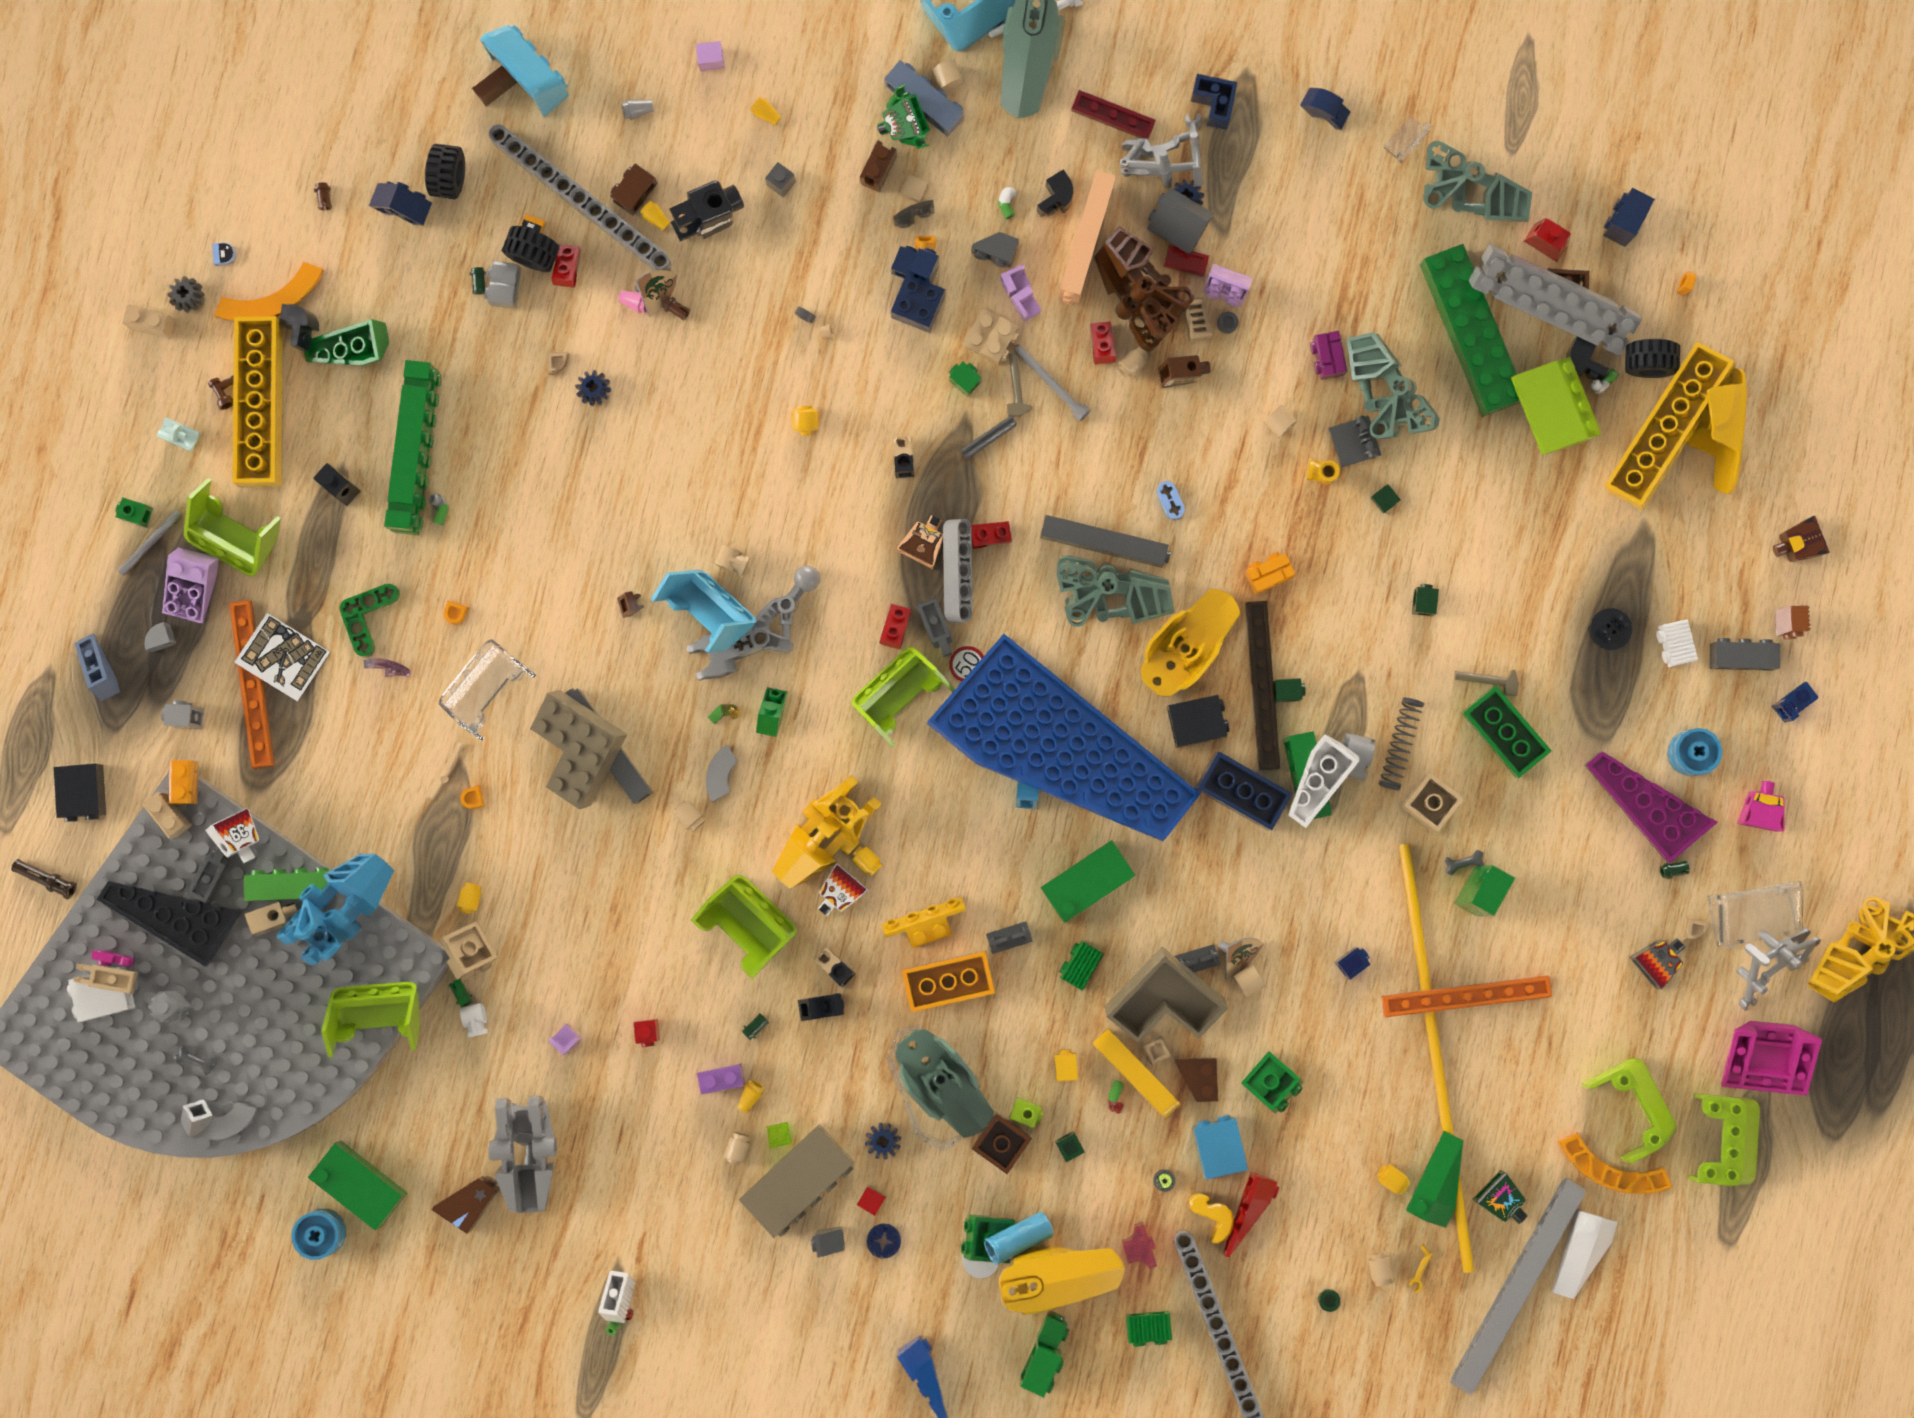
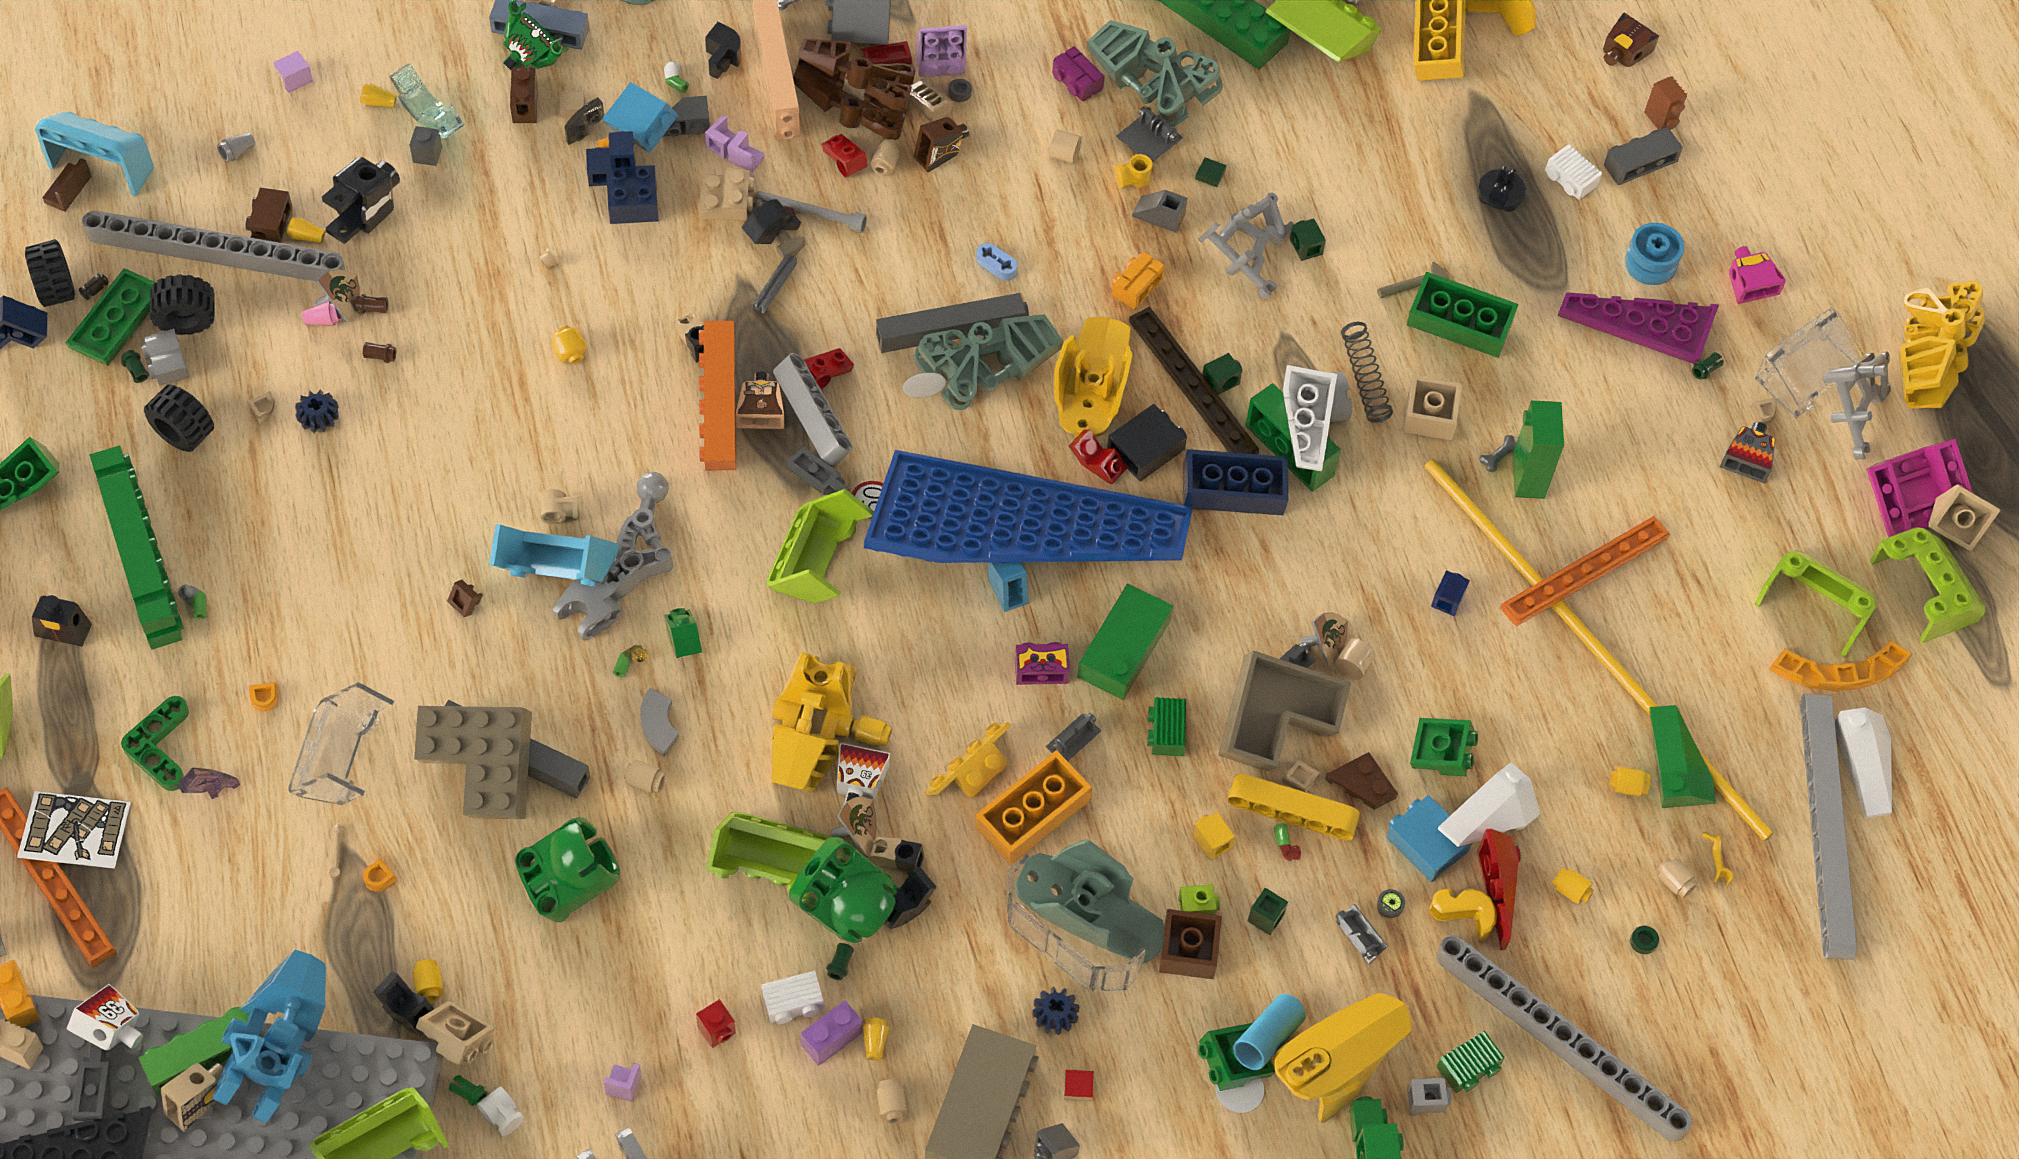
camera: 35 degrees left, 25 degrees down
(445, 911) = (402, 1003): none -> black brick
(477, 190) = (93, 286): none -> dark brown piece
(481, 228) = (113, 318): none -> green tile
(486, 352) = (179, 418): none -> black tyre
(565, 266) = (229, 314): red plate -> none
(599, 866) = (567, 869): none -> green piece
(662, 355) = (380, 352): none -> reddish brown pin
(708, 1038) = (792, 998): none -> white brick
(776, 990) = (845, 891): none -> green piece
(778, 1135) = (931, 1067): clear neon green slope -> none
(796, 141) = (422, 104): none -> clear light blue arch
(805, 315) = (517, 252): dark grey tile -> none
(819, 930) = (859, 822): none -> shield
(891, 1234) = (1113, 1133): clear blue gear -> none
(893, 525) = (719, 395): none -> orange brick
(895, 626) = (774, 494): red plate -> none
(956, 236) = (641, 113): none -> dark azure brick
(965, 377) = (719, 240): green brick -> none
(1011, 381) = (768, 220): none -> black brick
(1017, 868) = (1042, 663): none -> magenta brick
(1052, 590) = (924, 385): none -> white sticker
(1096, 1339) = (1431, 1087): none -> light grey brick
(1127, 1188) = (1361, 933): none -> dark grey hinge
(1140, 1246) = (1409, 981): clear pink brick -> none
(1153, 714) = (1102, 462): none -> red slope
(1277, 1154) = (1500, 804): none -> white wedge
(1301, 1236) = (1573, 885): none -> yellow brick
(1323, 518) = (1162, 209): none -> dark grey slope
(1380, 567) = (1273, 232): none -> light grey piece
(1502, 1198) = (1753, 746): dark green torso -> none
(1784, 1101) = (1962, 516): none -> tan slope
(1795, 702) = (1716, 175): clear blue bracket -> none

